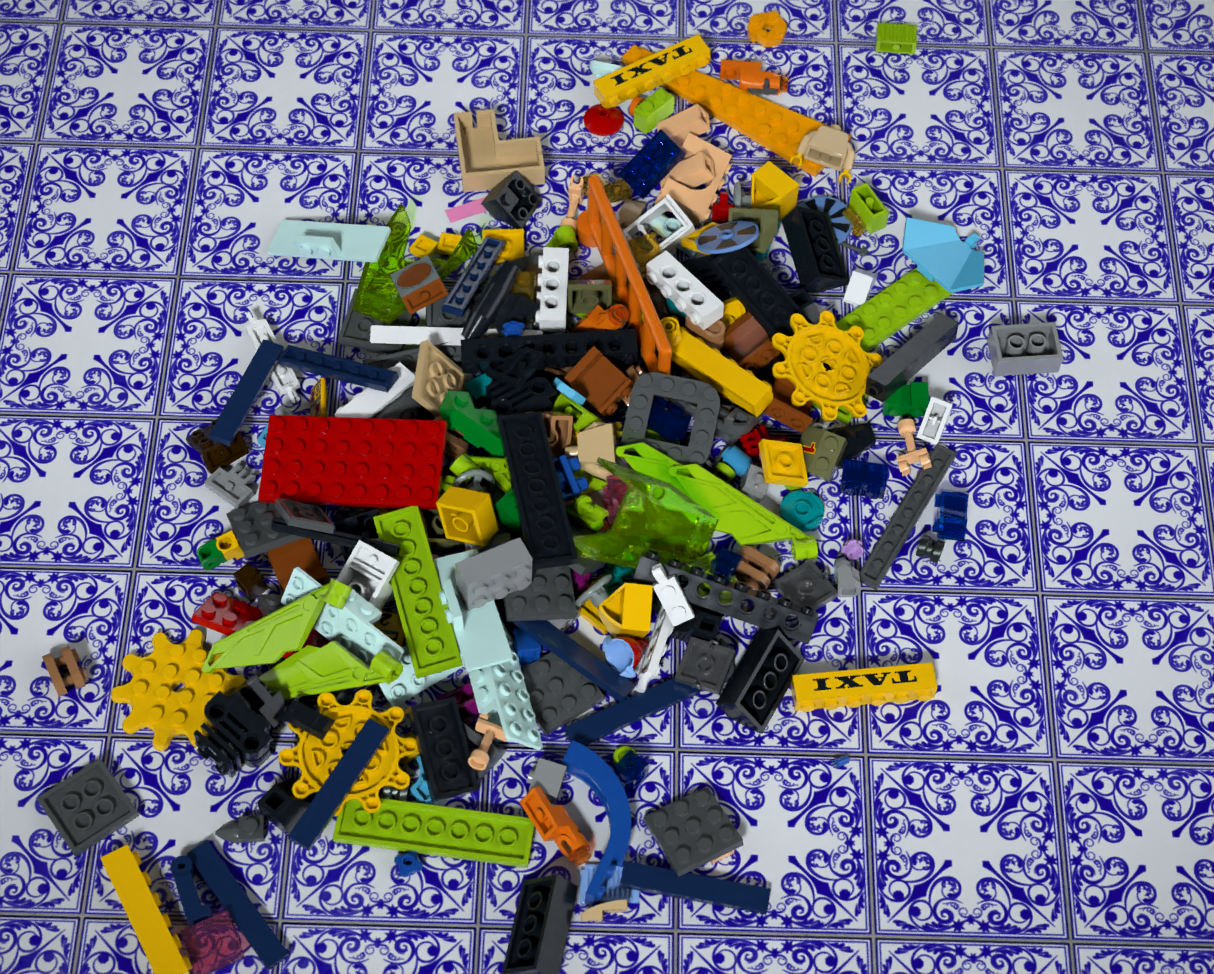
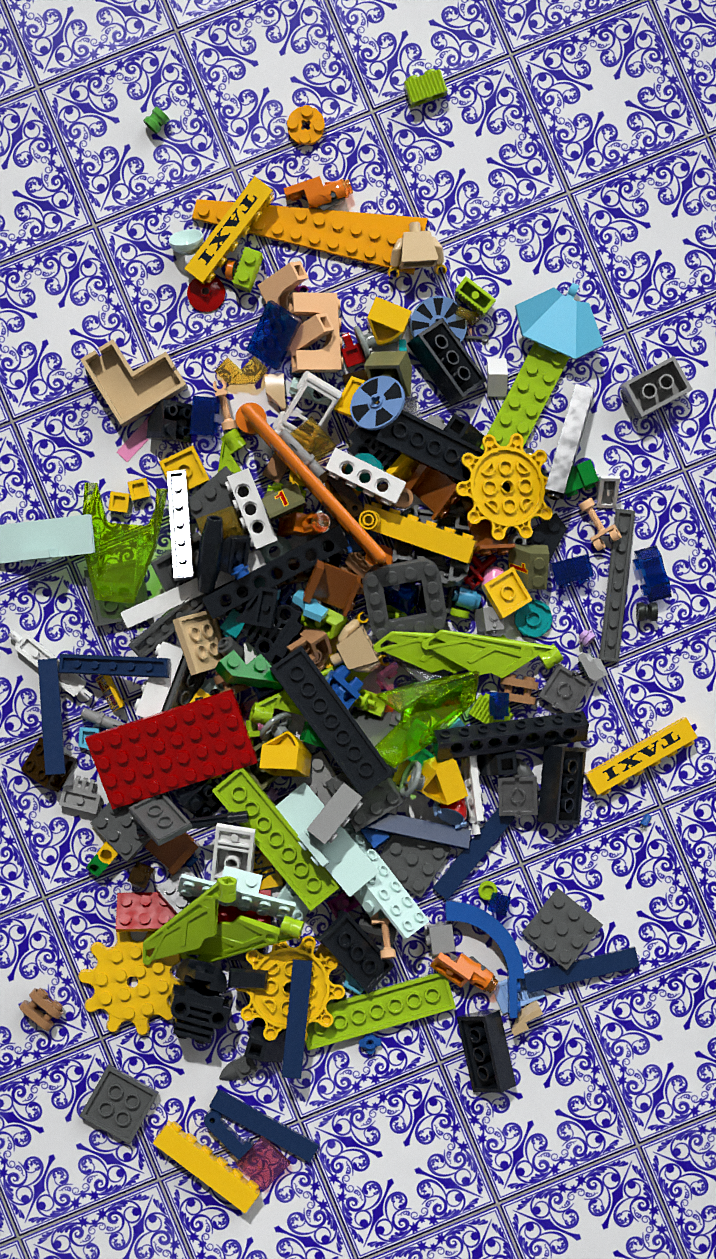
camera: 25 degrees left, 30 degrees up
(419, 284) = (140, 559): dark orange panel -> none
(547, 209) = (204, 417): none -> clear blue brick
(671, 596) = (472, 758): white plate -> none

